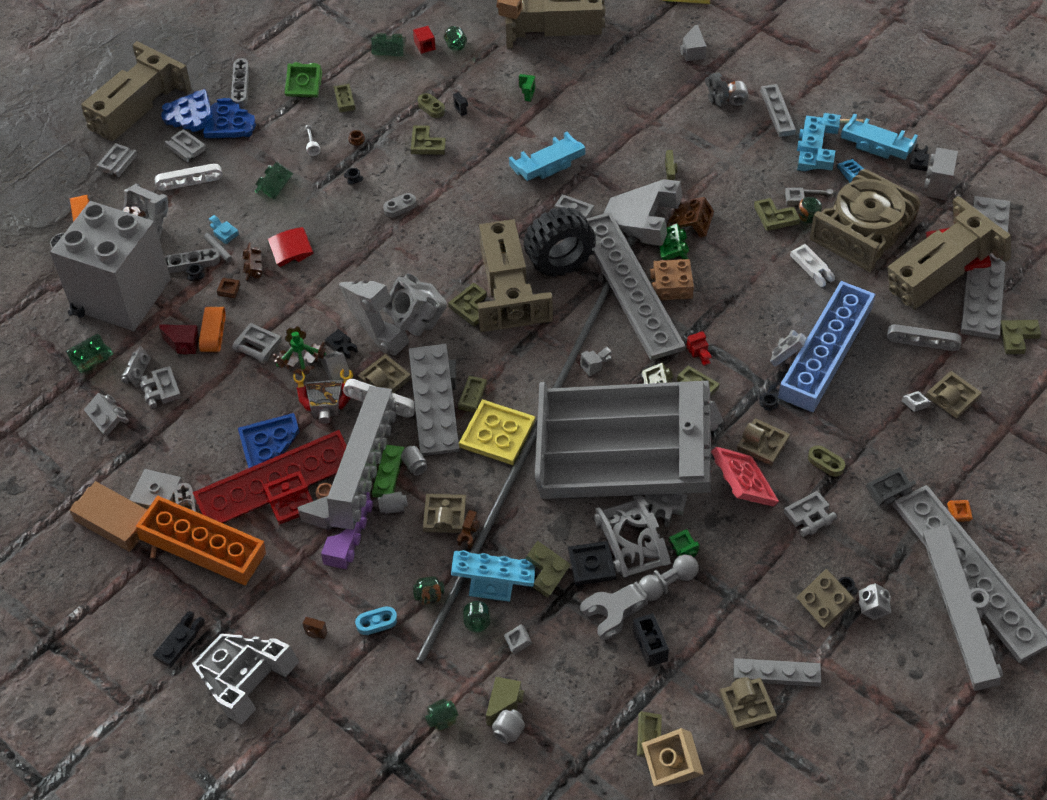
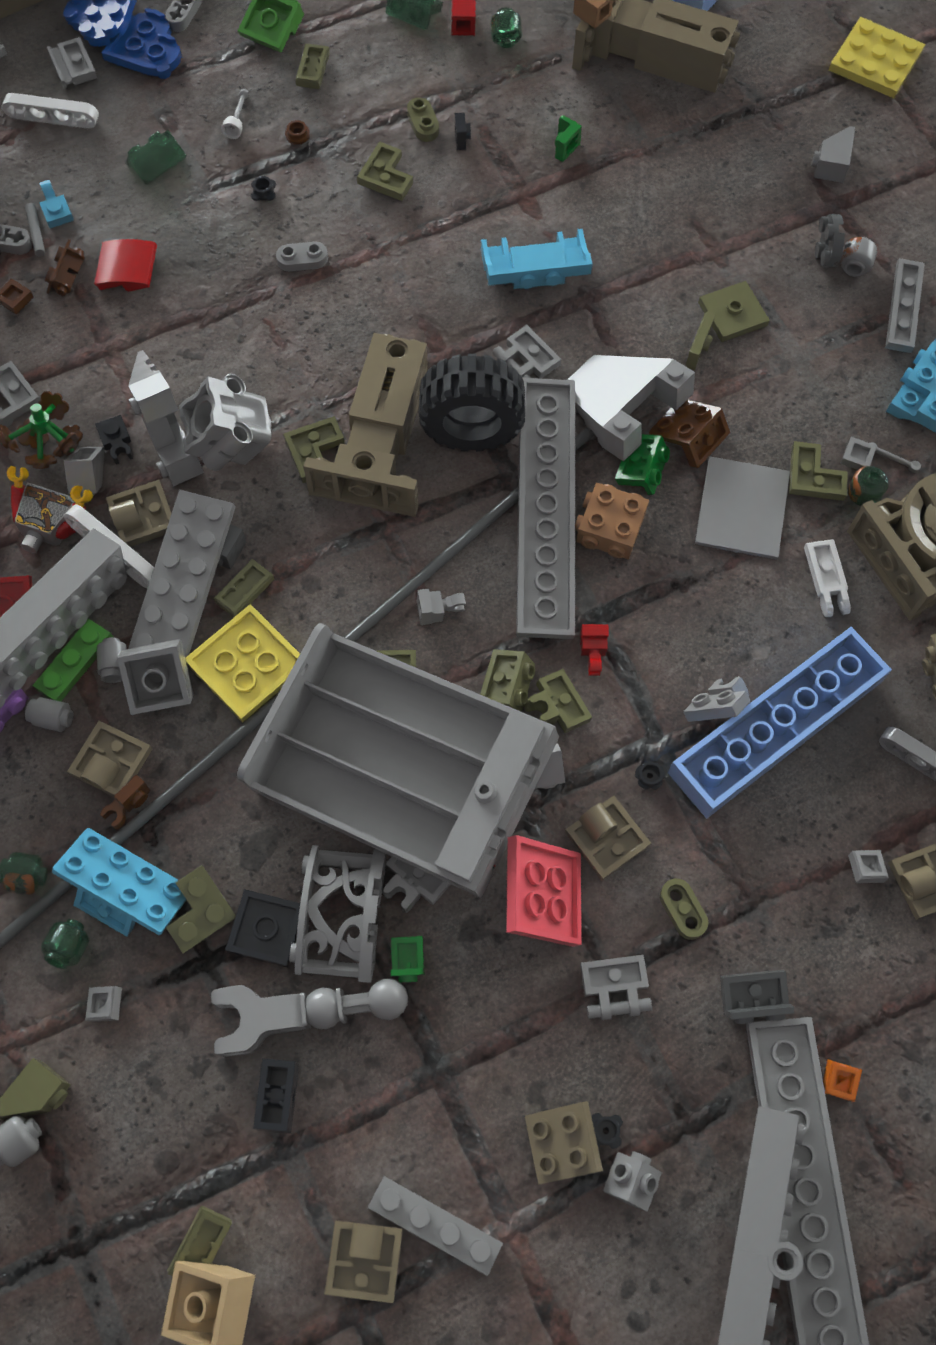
camera: 20 degrees right, 15 degrees up
(450, 454) = (155, 677): none -> light grey brick
(683, 146) = (734, 310): none -> olive plate
(743, 248) = (742, 508): none -> light grey piece

